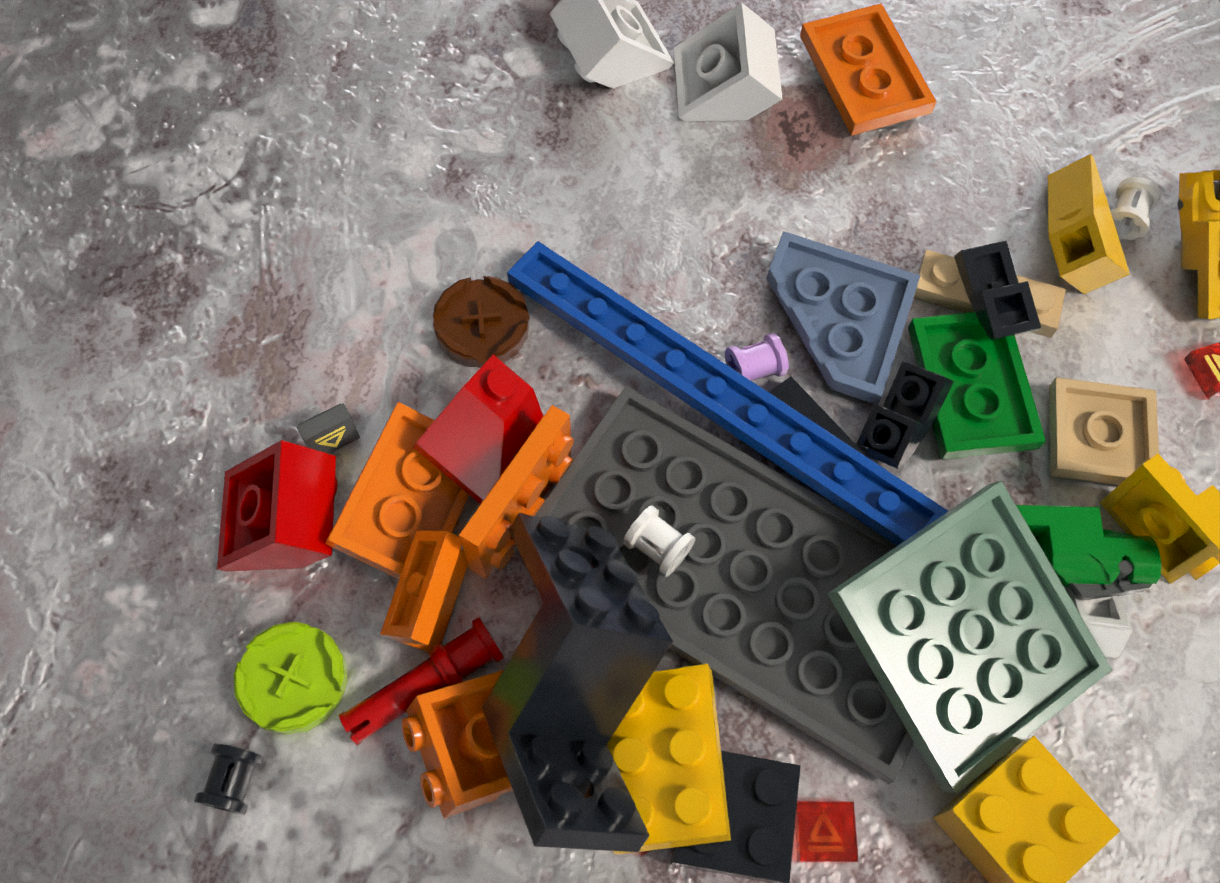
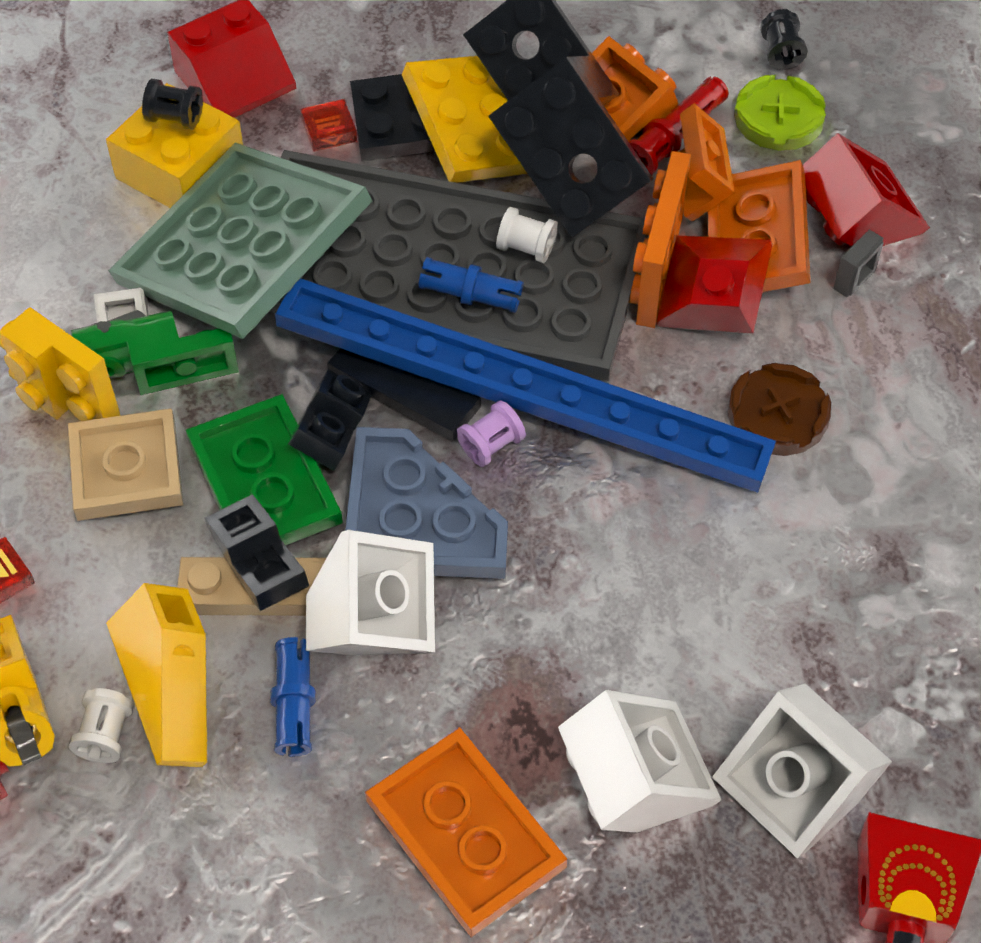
camera: 165 degrees right, 10 degrees down
(736, 499) = (471, 284): none -> blue pin
(905, 219) = (373, 597): none -> white slope
(977, 191) = (292, 698): none -> blue pin
(1044, 821) = (172, 103): none -> black bush

